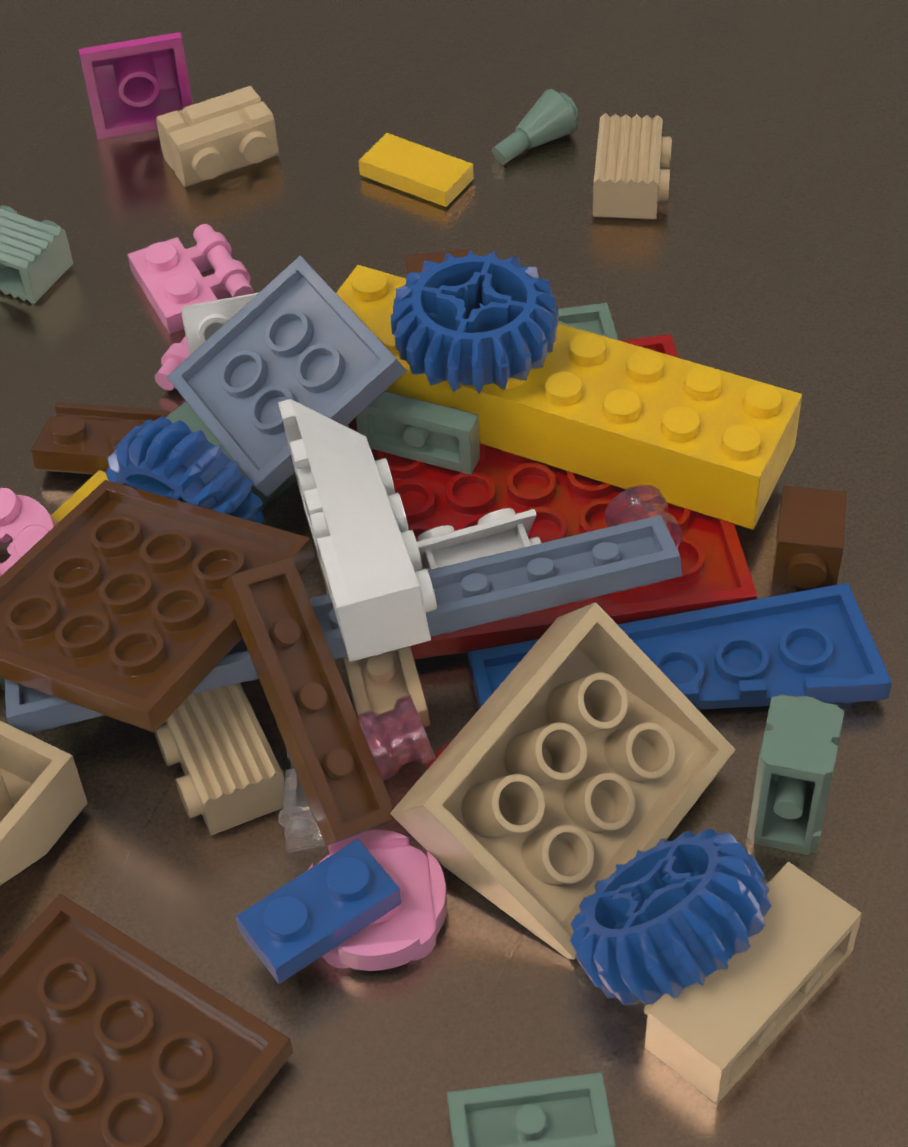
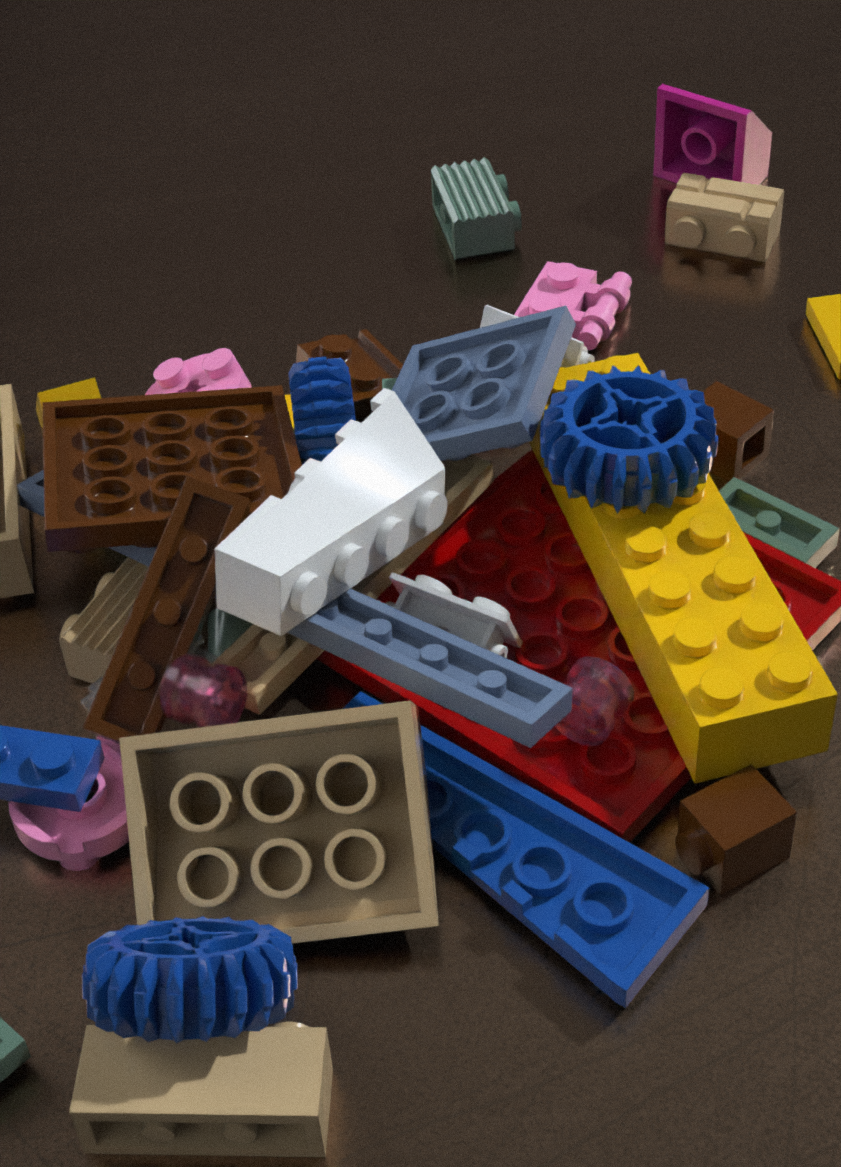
camera: 50 degrees right, 5 degrees down
(422, 431) = (535, 509): sand green plate -> none
(794, 773) = (427, 971): sand green brick -> none

